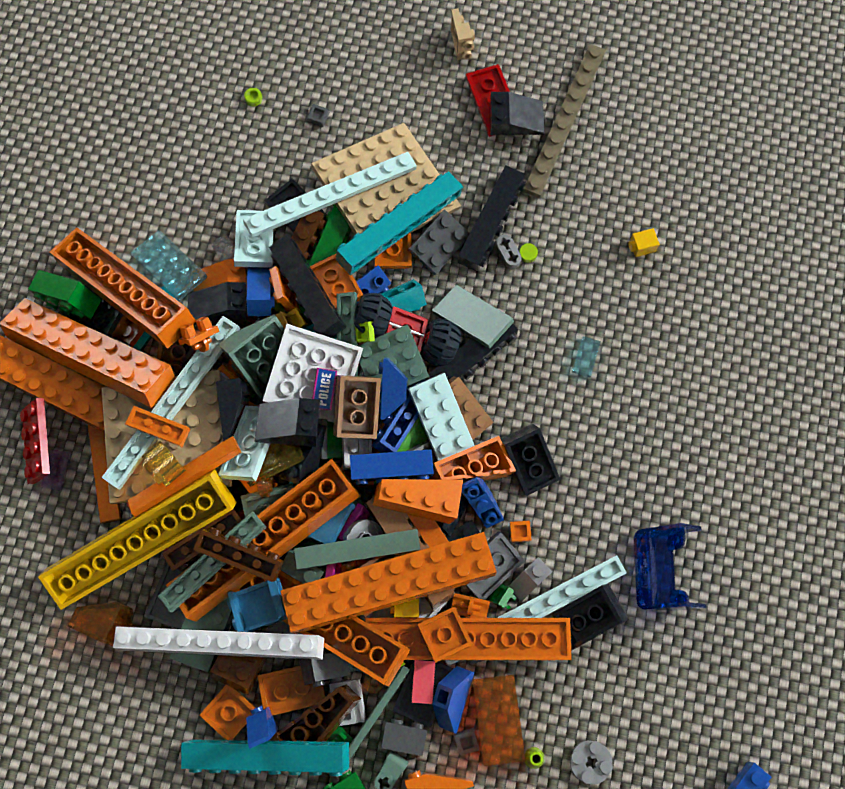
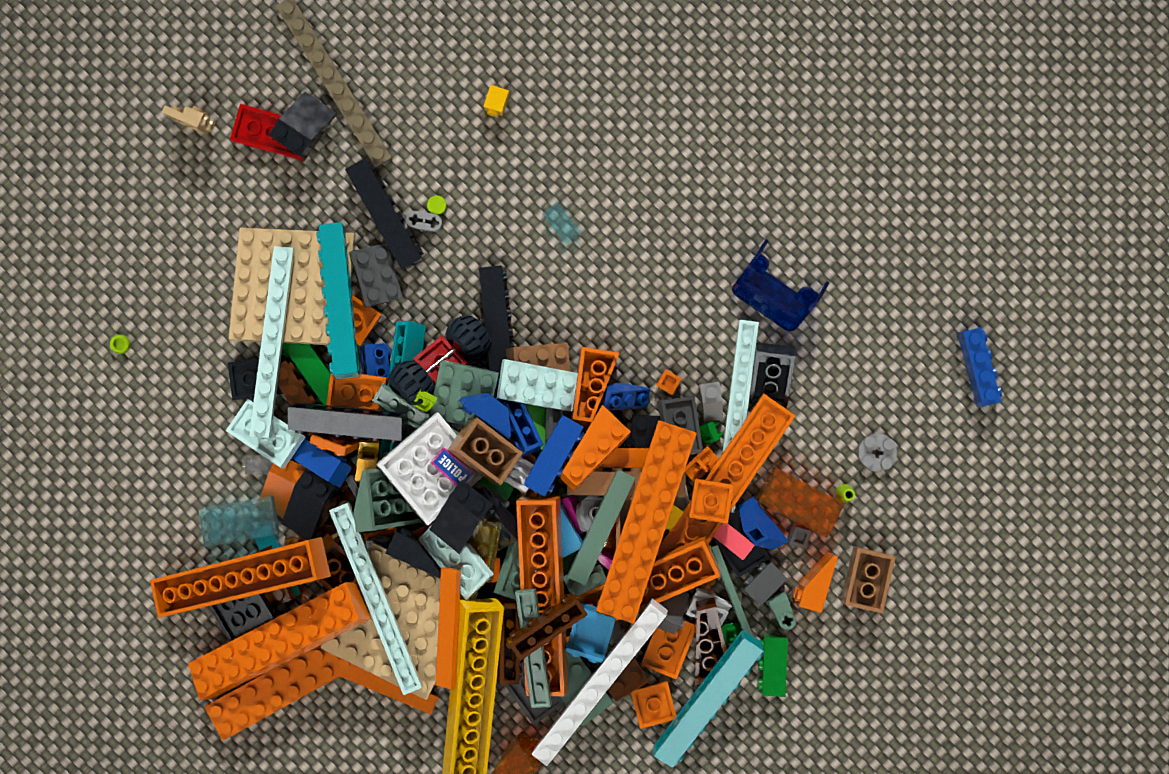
camera: 55 degrees left, 15 degrees up
(35, 441) = (325, 727): red plate -> none
(58, 464) = (361, 724): clear purple plate -> none
(64, 294) = (209, 628): green brick -> none
(157, 426) = (392, 624): orange plate -> none
(162, 463) = (426, 639): clear yellow brick -> none
(201, 338) = (337, 544): orange hips -> none
(260, 726) = (685, 689): blue slope -> none
(265, 487) = (502, 569): clear orange plate -> none
(318, 115) = (179, 298): dark grey tile -> none
(473, 316) = (463, 294): tile -> none
(531, 459) = (615, 332): black slope -> none

